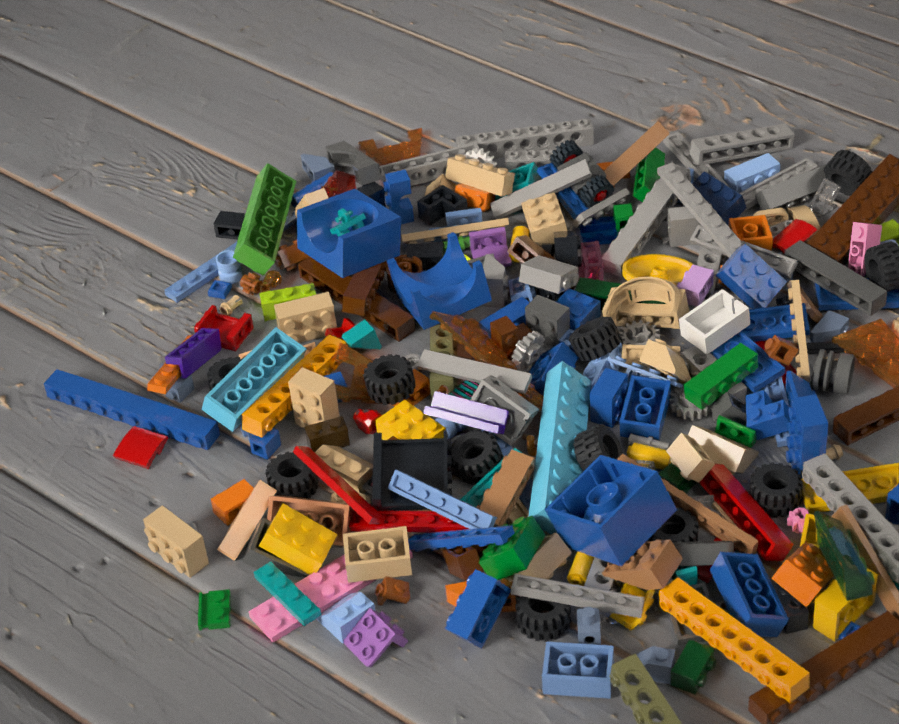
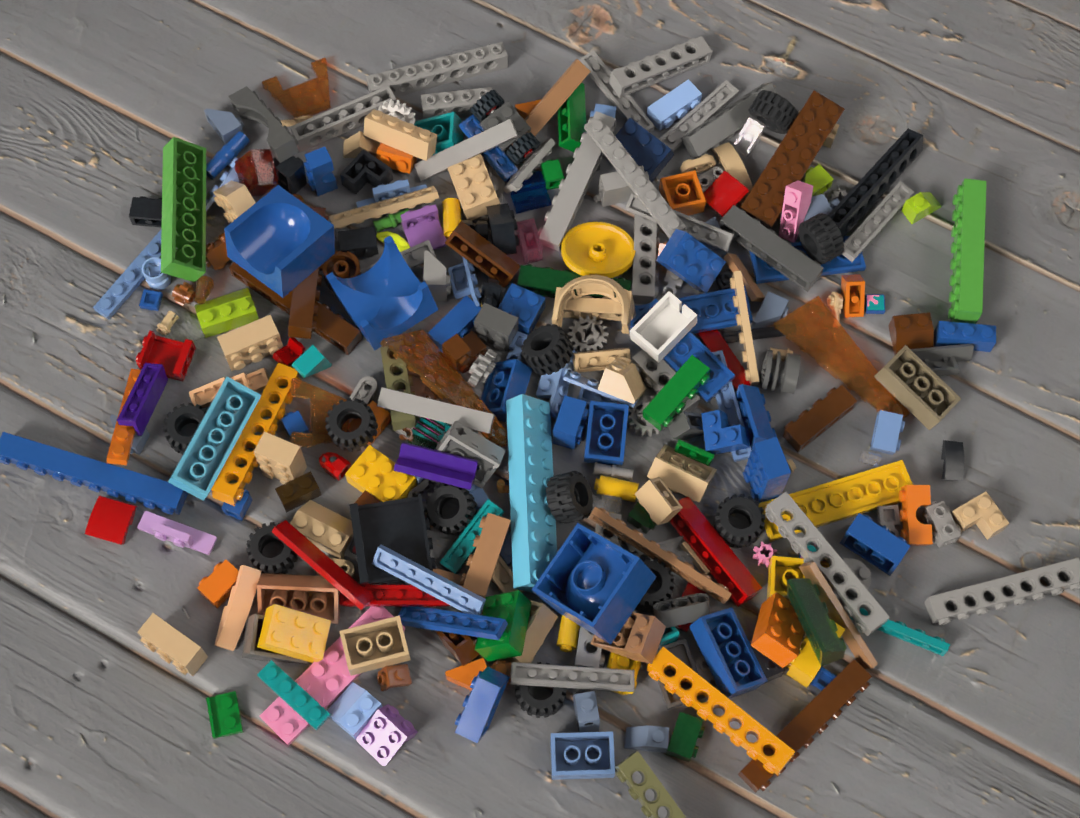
camera: 15 degrees left, 25 degrees up
(202, 461) = (178, 533): none -> lavender bracket
(344, 217) = (277, 232): teal hips -> none
(548, 274) = (492, 276): light grey brick -> none
(697, 284) = (638, 274): lavender brick -> none
(780, 349) = (724, 352): dark orange brick -> none

